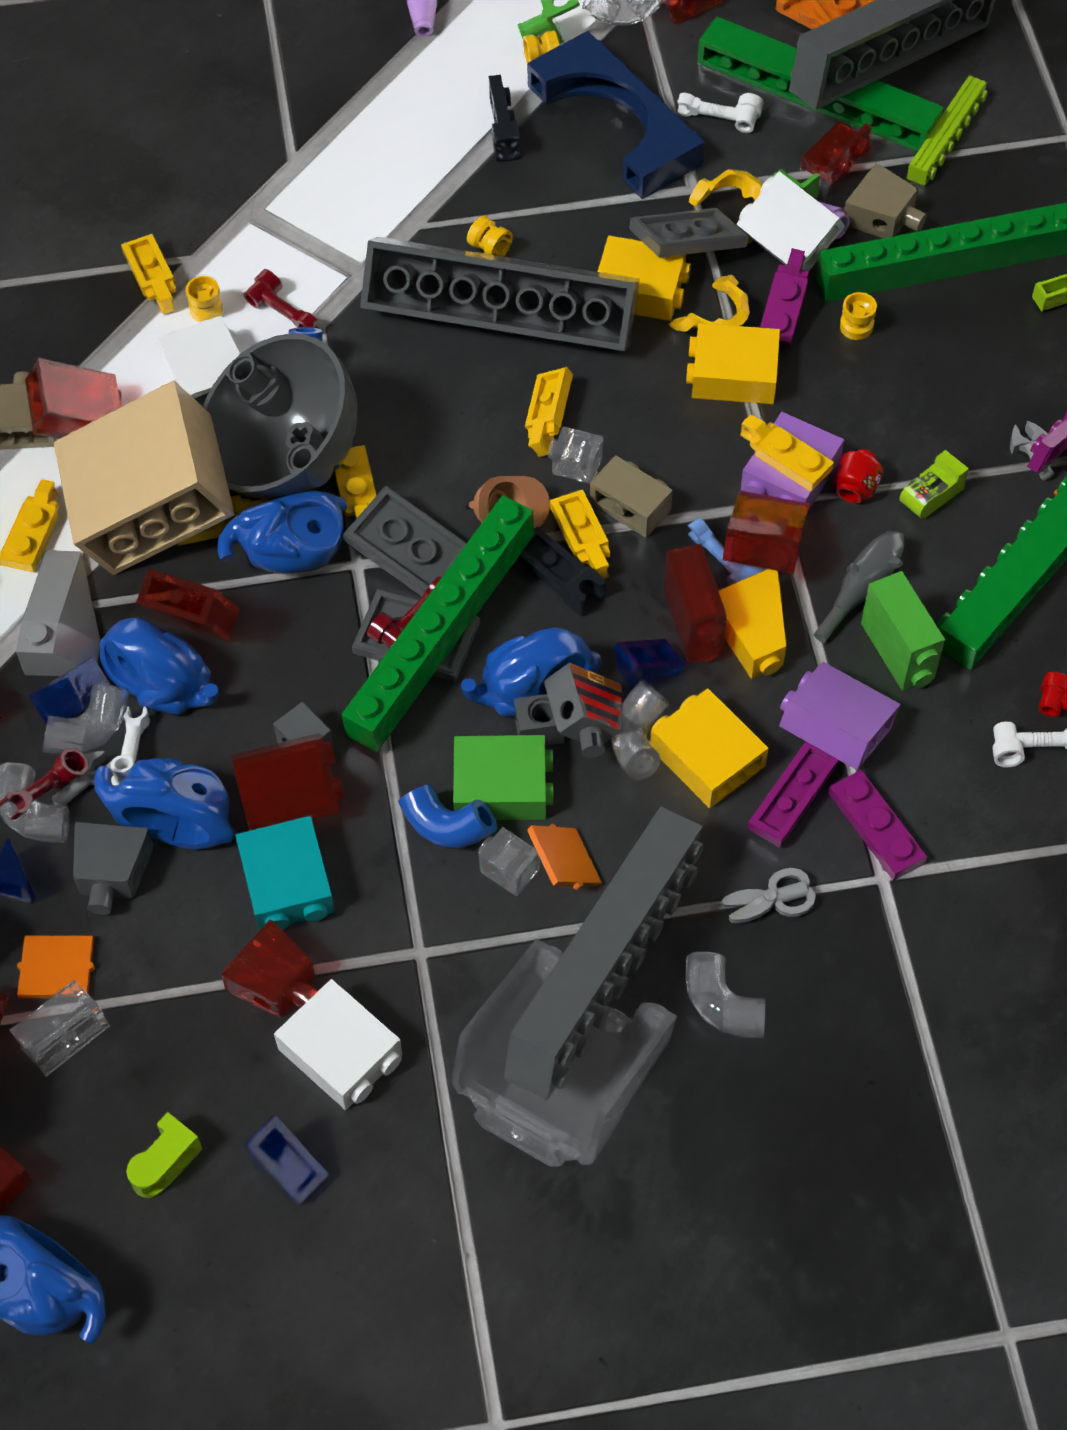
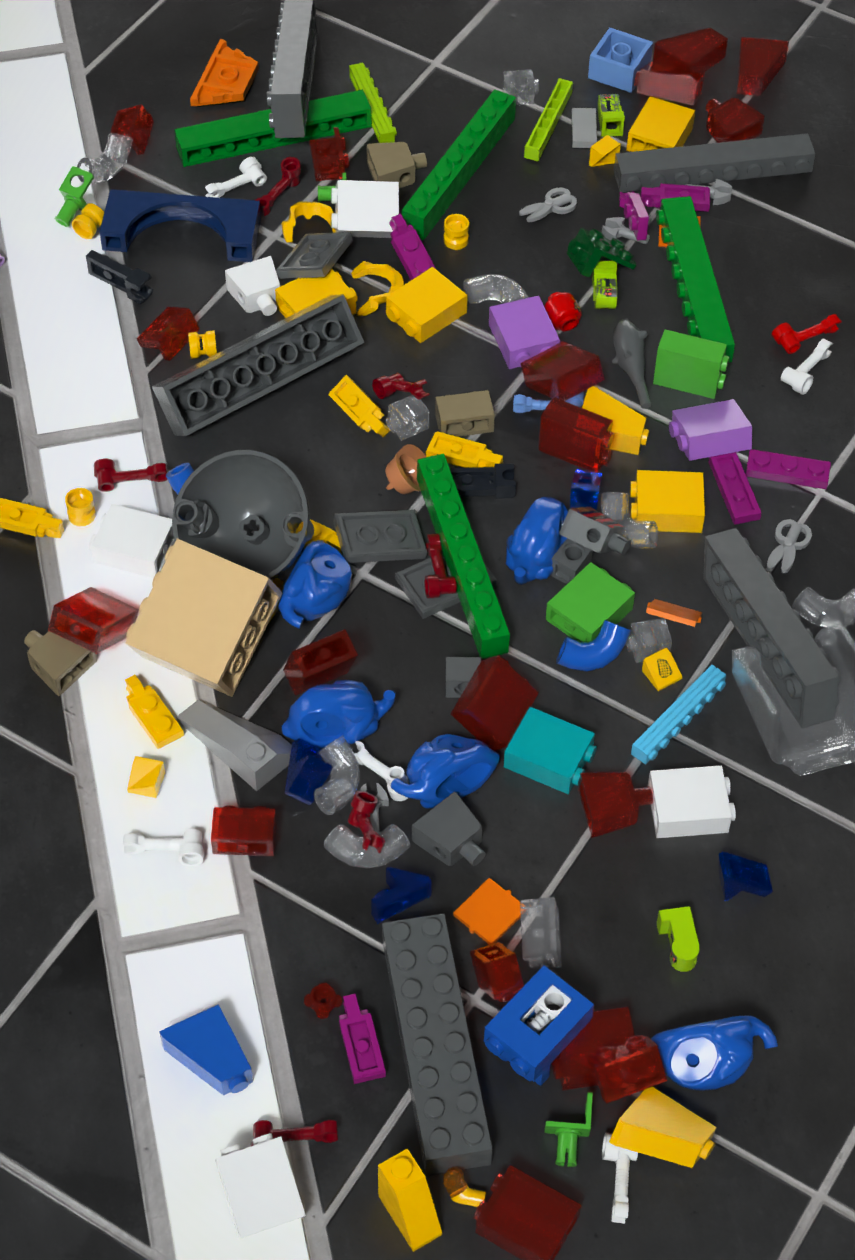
camera: 50 degrees left, 5 degrees down
(440, 955) = (678, 715): none -> medium azure piece
(472, 201) = (169, 331): none -> clear red bracket
(487, 899) = (661, 669): none -> yellow slope
(604, 214) = (254, 285): none -> white torso
(605, 413) = (385, 386): none -> dark red brick
(775, 140) = (290, 177): none -> dark red brick
(786, 453) = (522, 323): yellow hinge -> none
(820, 398) = (493, 288): none -> clear cylinder
(972, 444) = (591, 245): none -> dark green bracket
(992, 363) = (541, 210): none -> light grey piece

